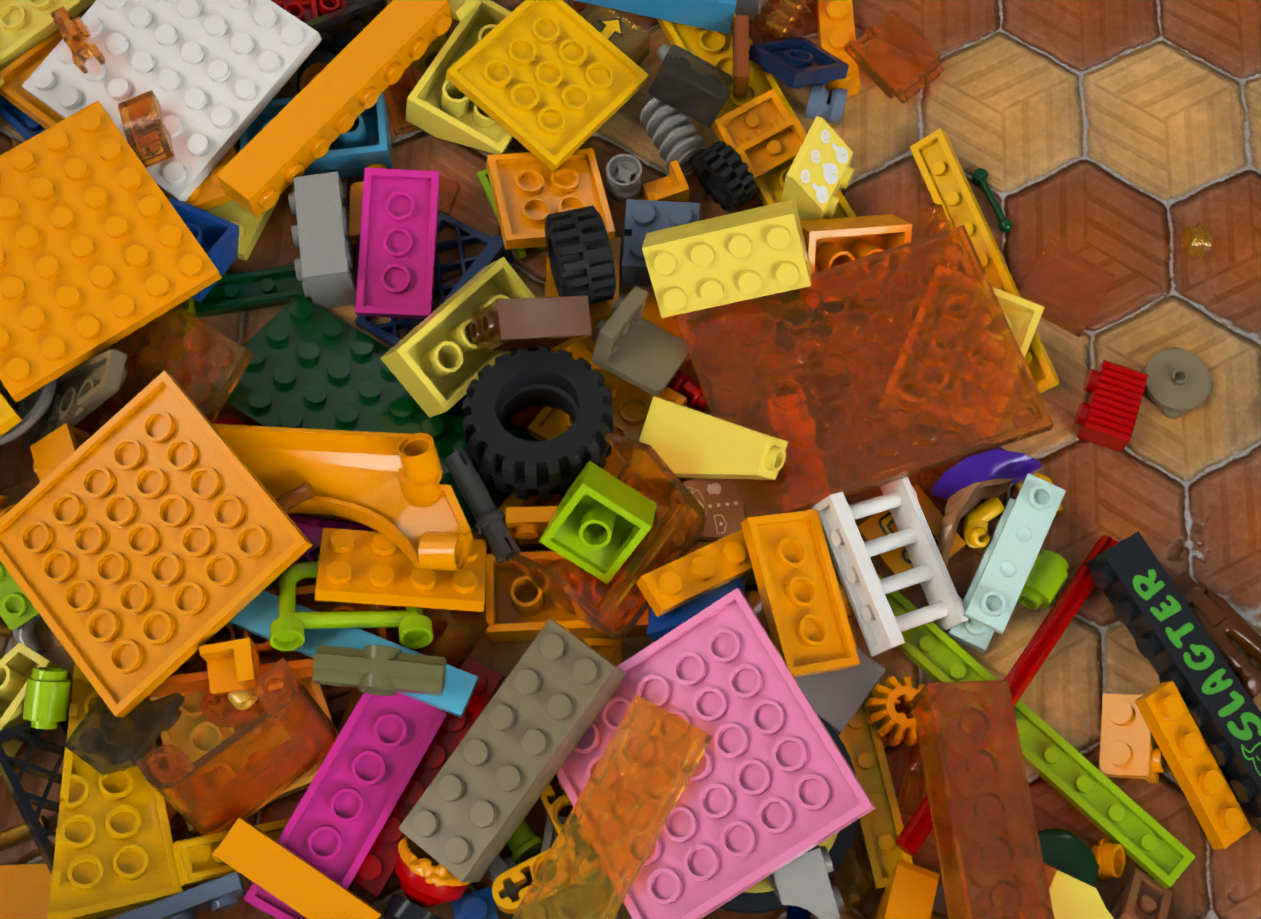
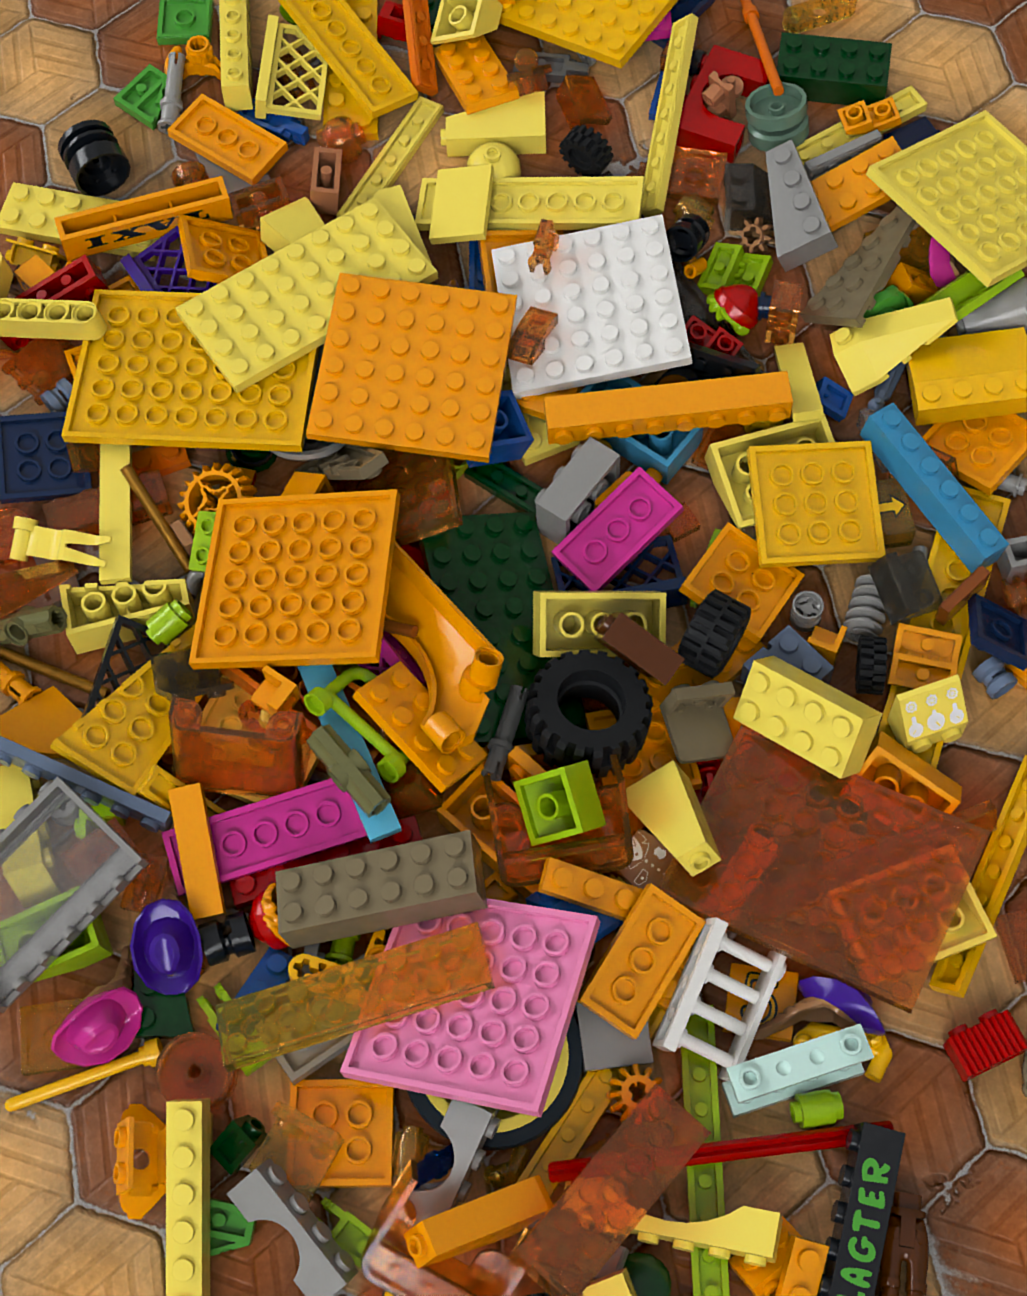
camera: 50 degrees right, 5 degrees down
(1100, 737) = (743, 1233): none -> light yellow arch

